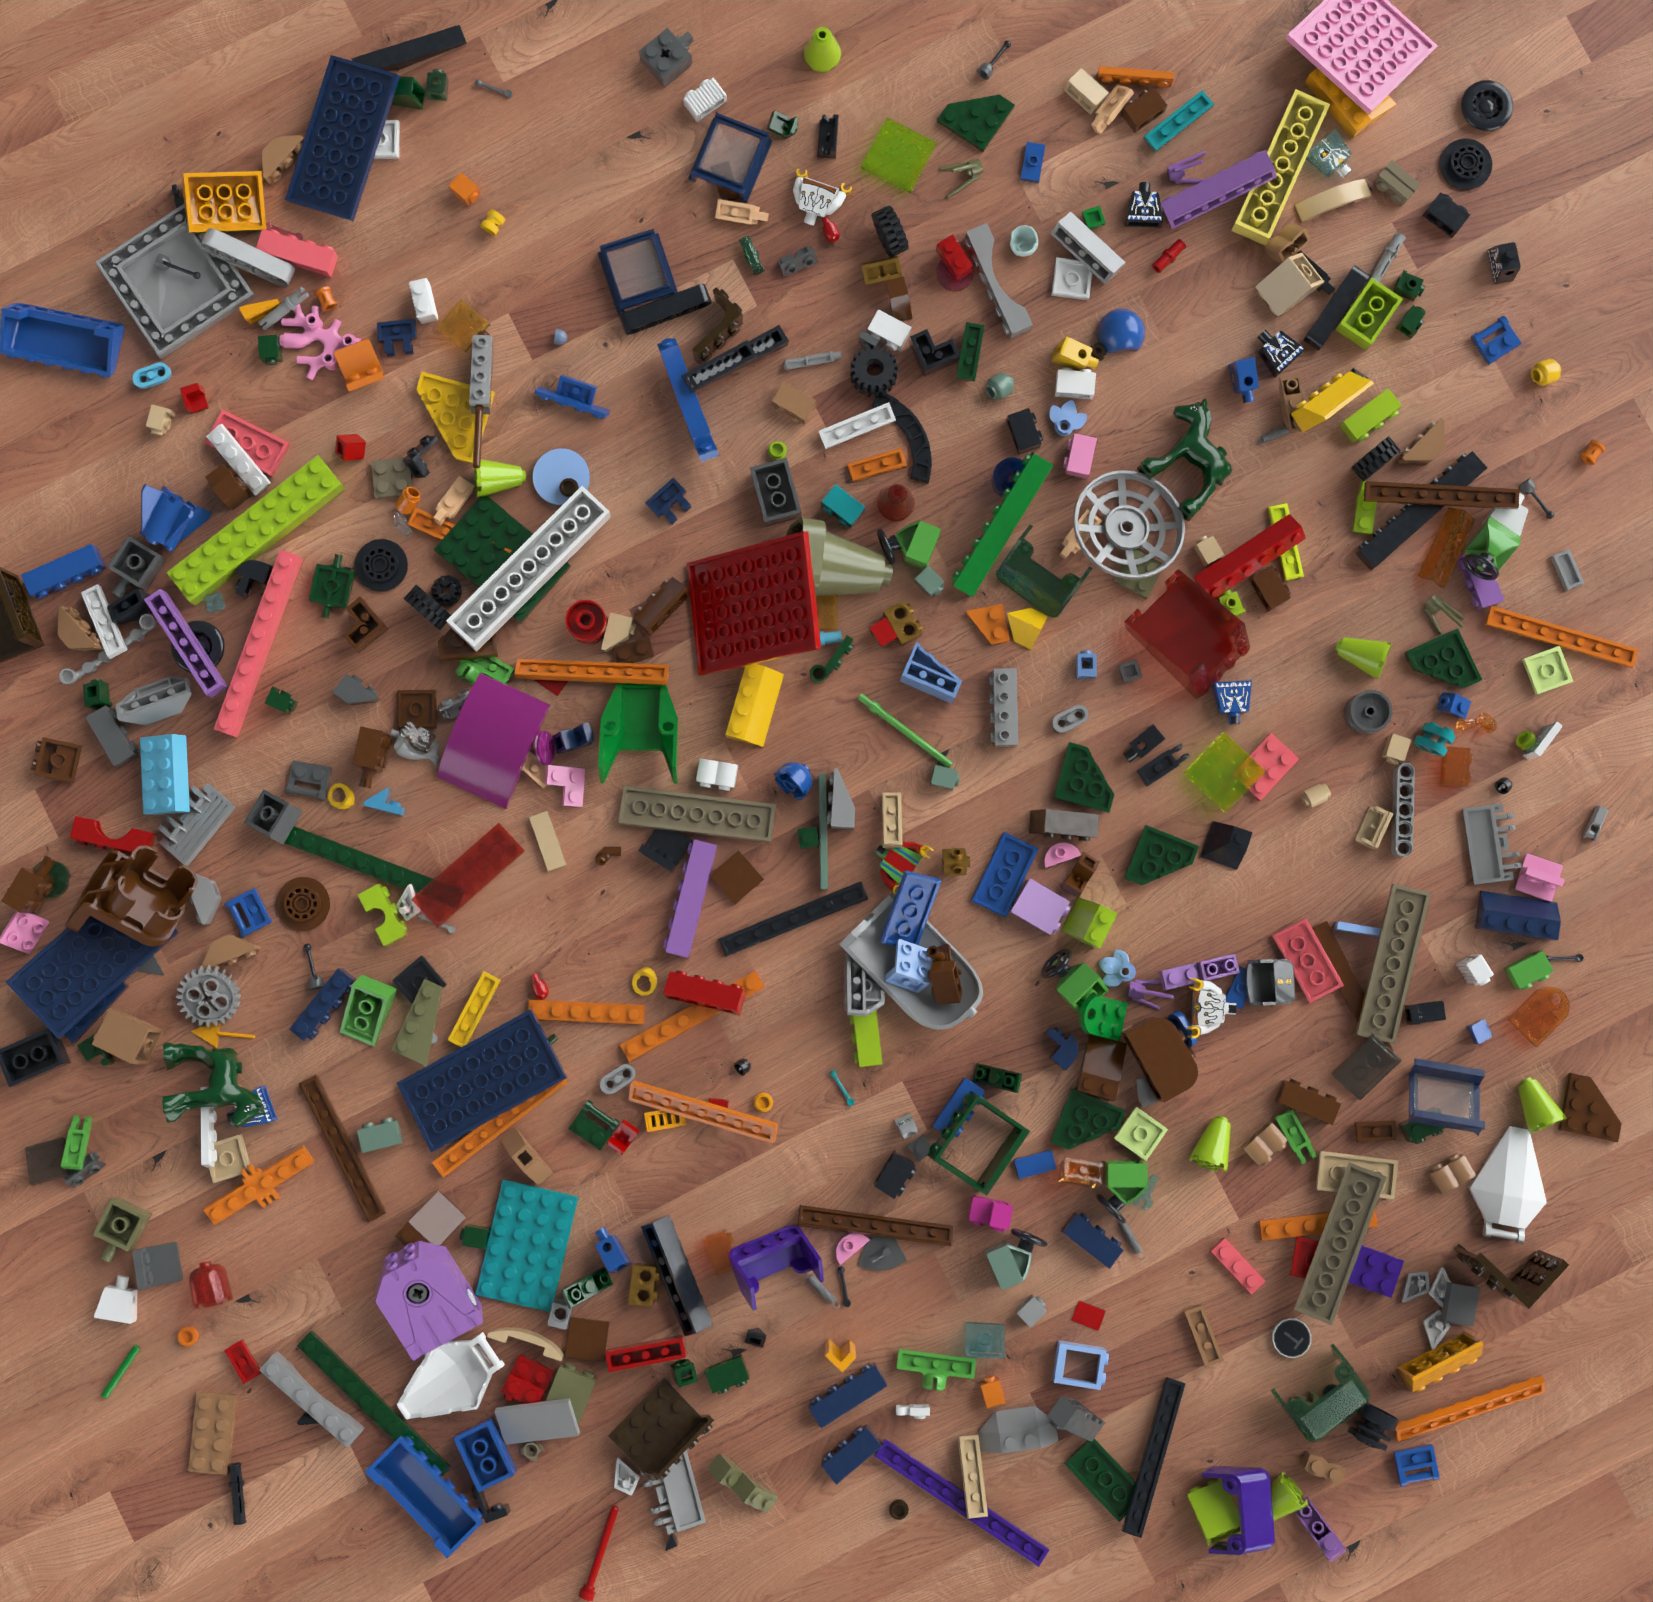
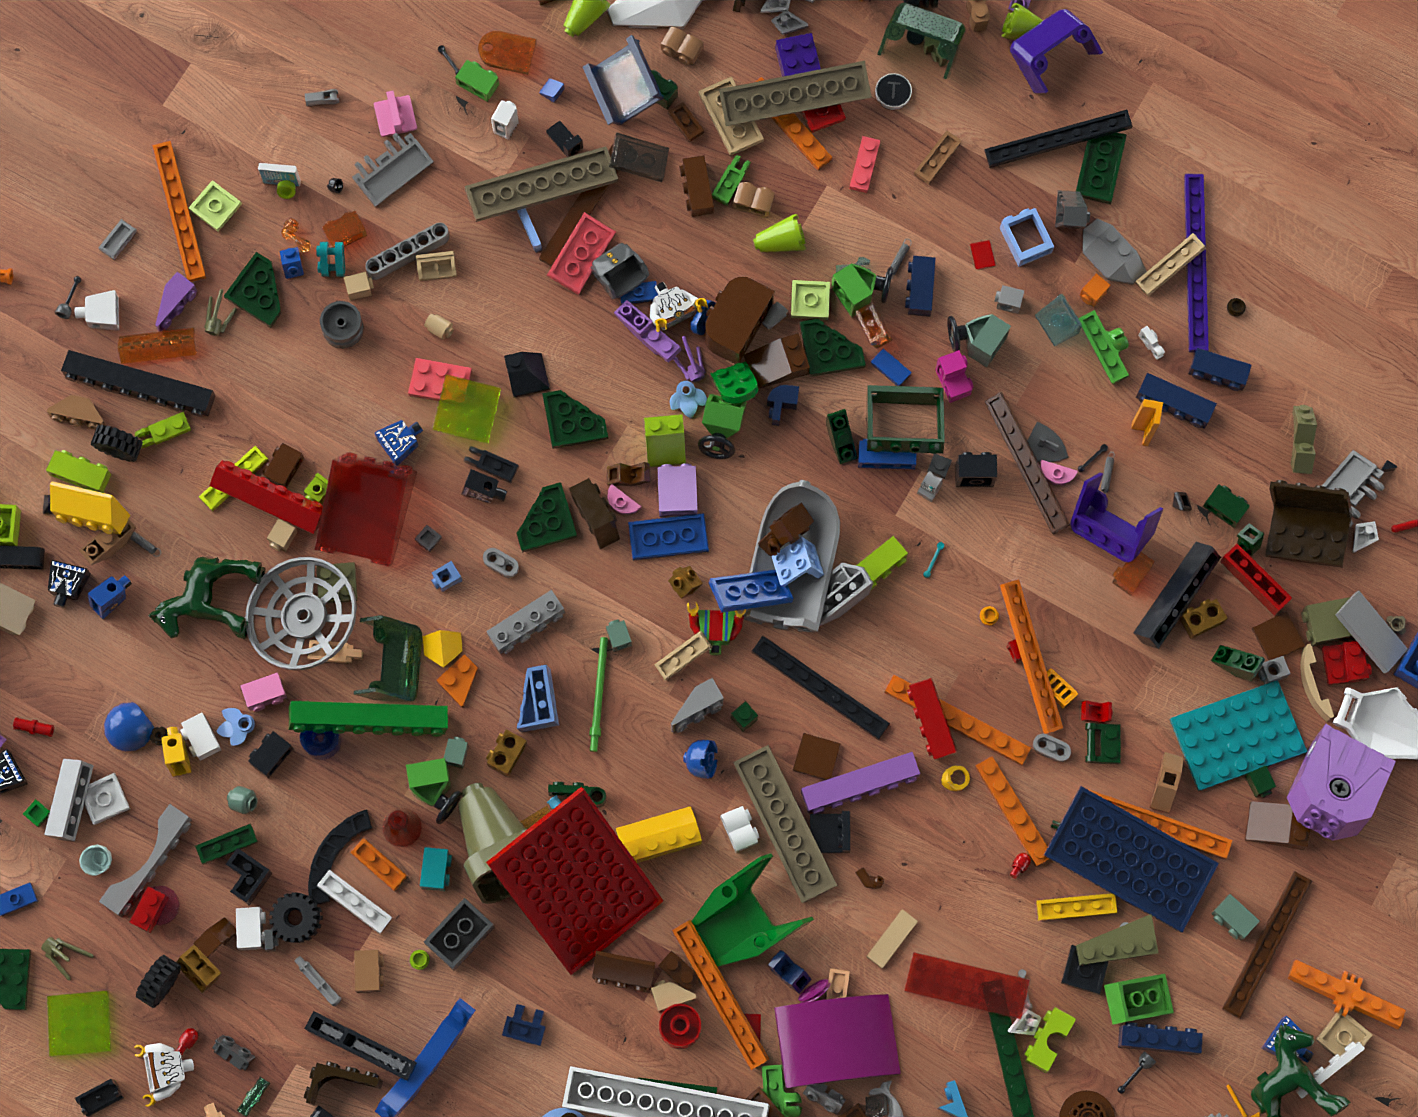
camera: 125 degrees left, 10 degrees down
(572, 781) = (826, 952): bright pink plate -> none
(615, 1258) = (1198, 652): blue torso -> none
(742, 1066) = (972, 651): black hinge -> none
(823, 832) = (730, 707): sand green tile -> none
(883, 632) = (525, 764): red panel -> none
(1214, 1511) = (1067, 68): lime slope -> none
(1364, 654) = (293, 355): lime cone -> none
(1441, 495) = (117, 372): reddish brown plate -> none
(1490, 549) = (138, 306): bright green piece -> none
(1518, 916) = (438, 113): dark blue slope -> none

